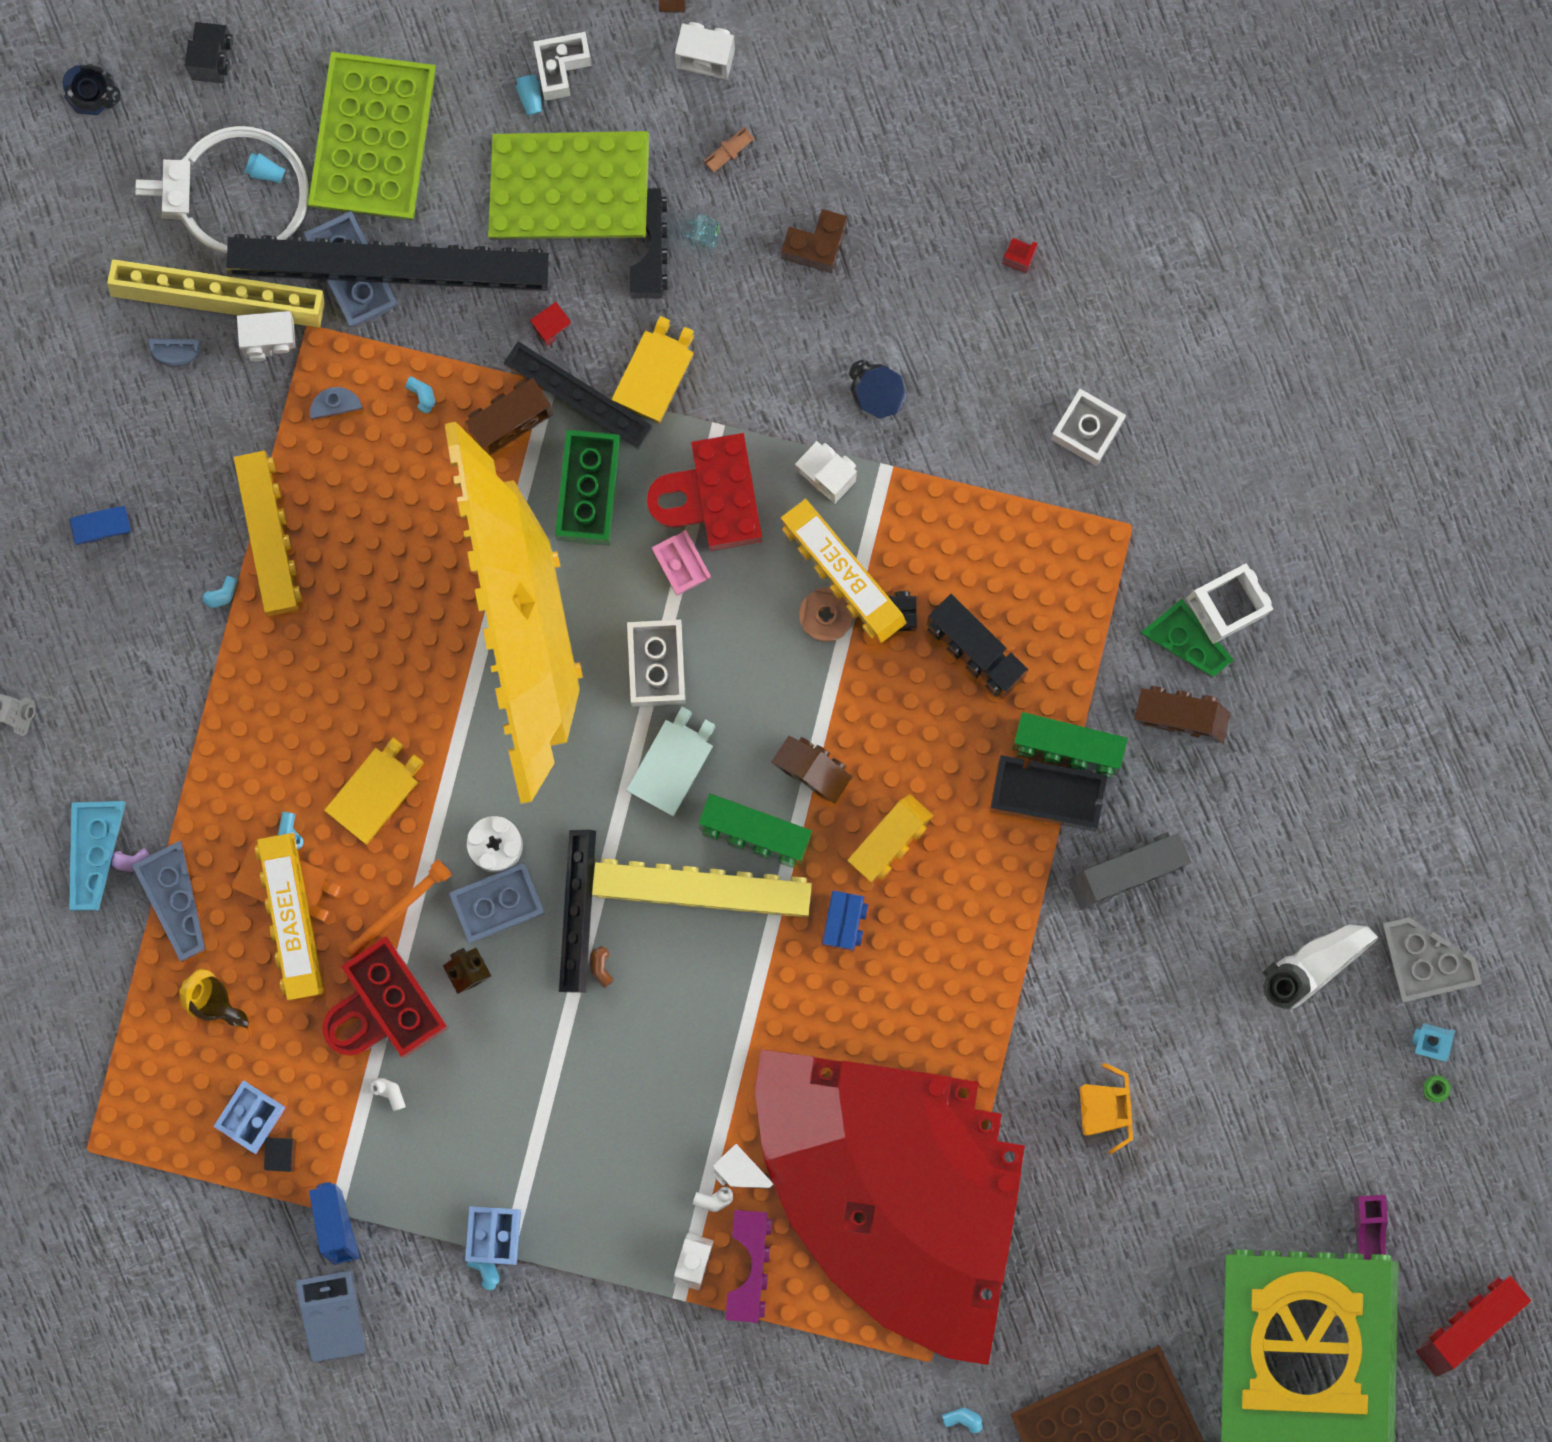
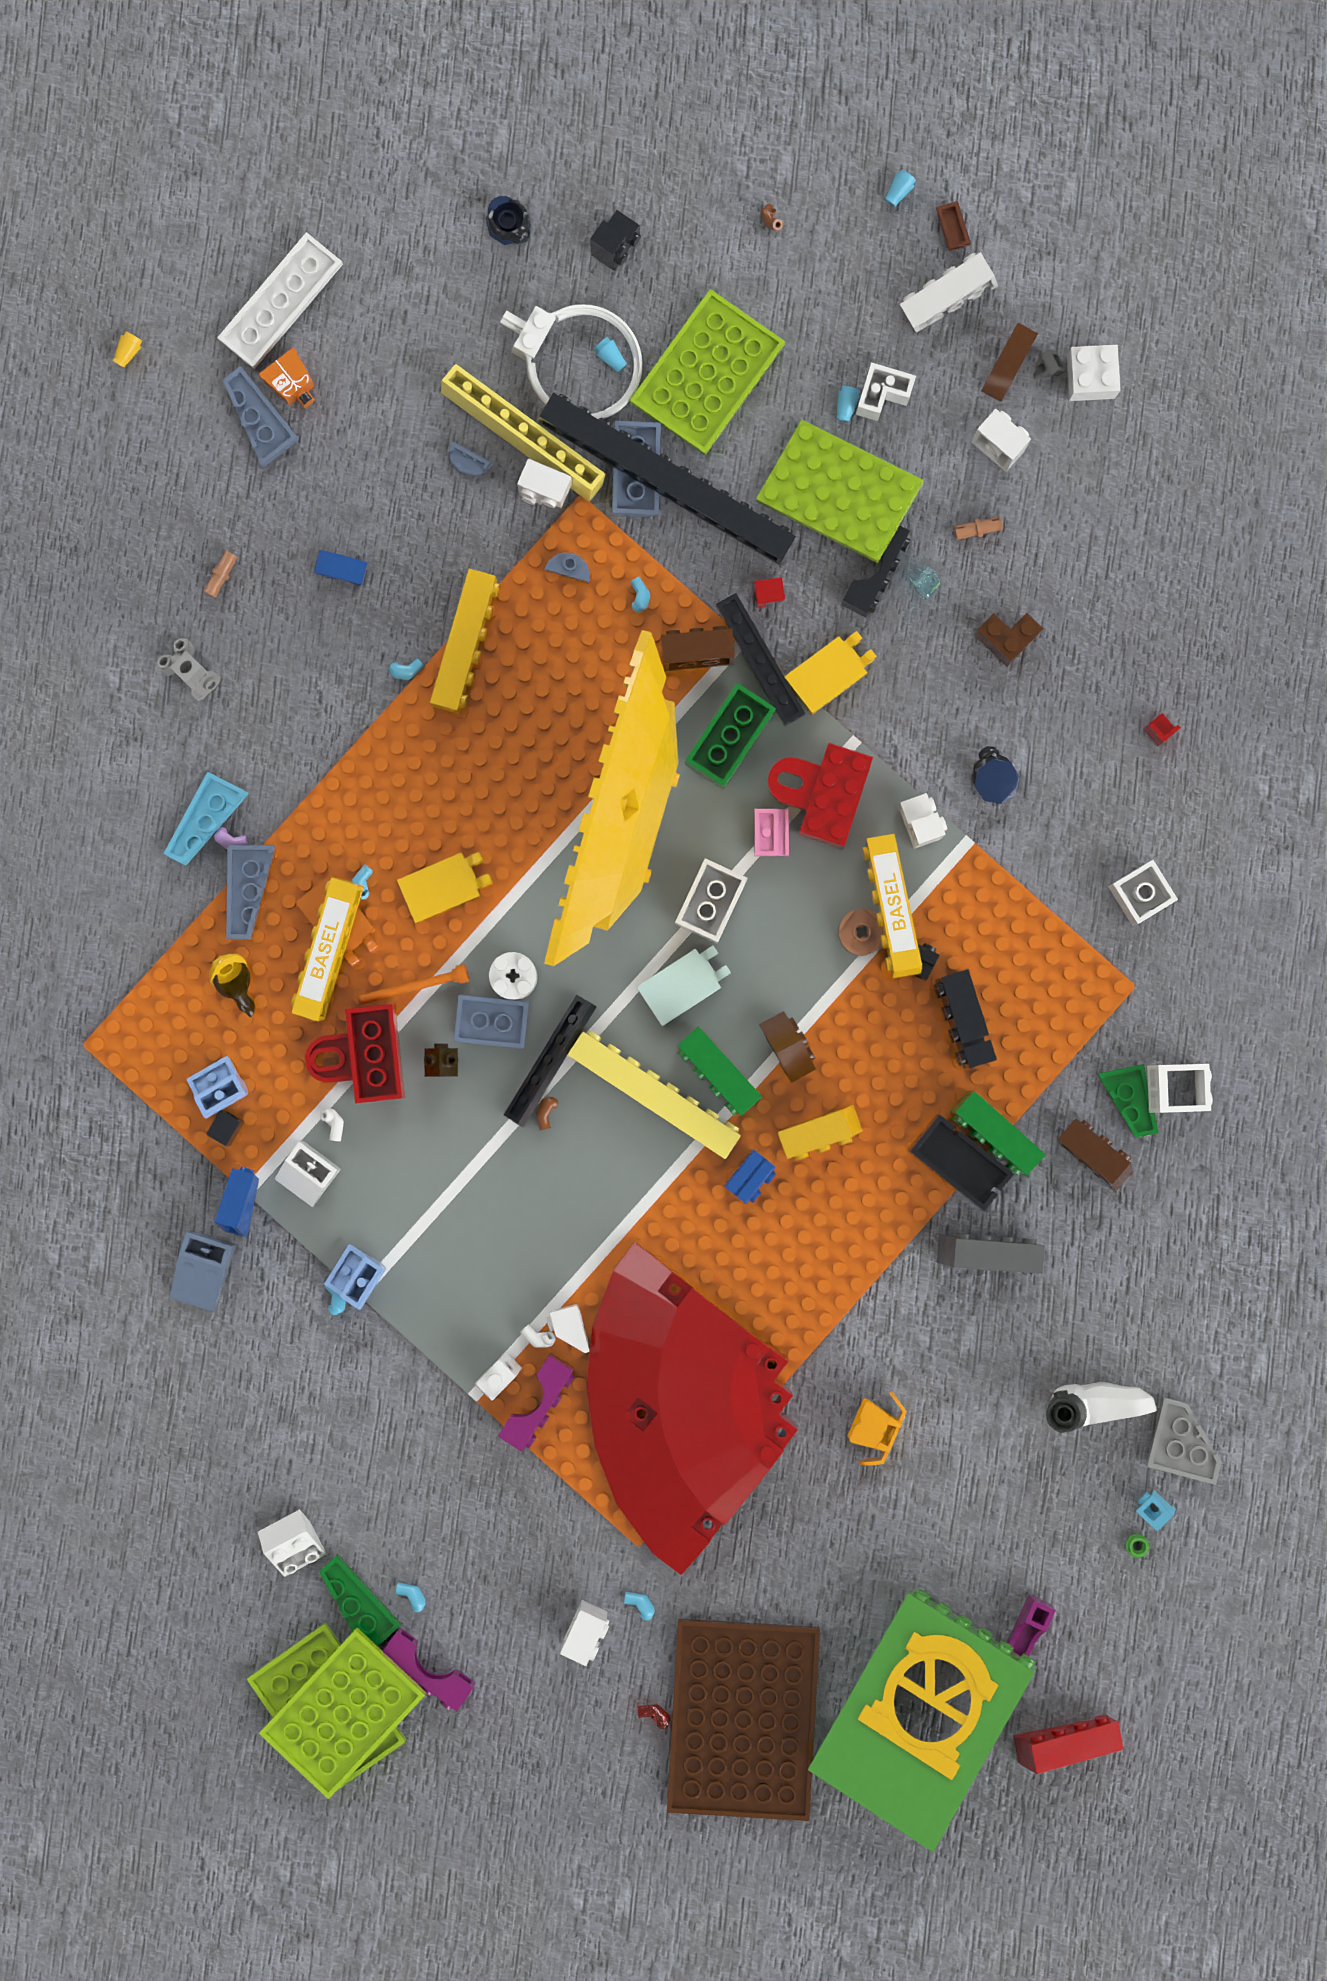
camera: 25 degrees right, 5 degrees up
(388, 1157) = (307, 1173): none -> white slope

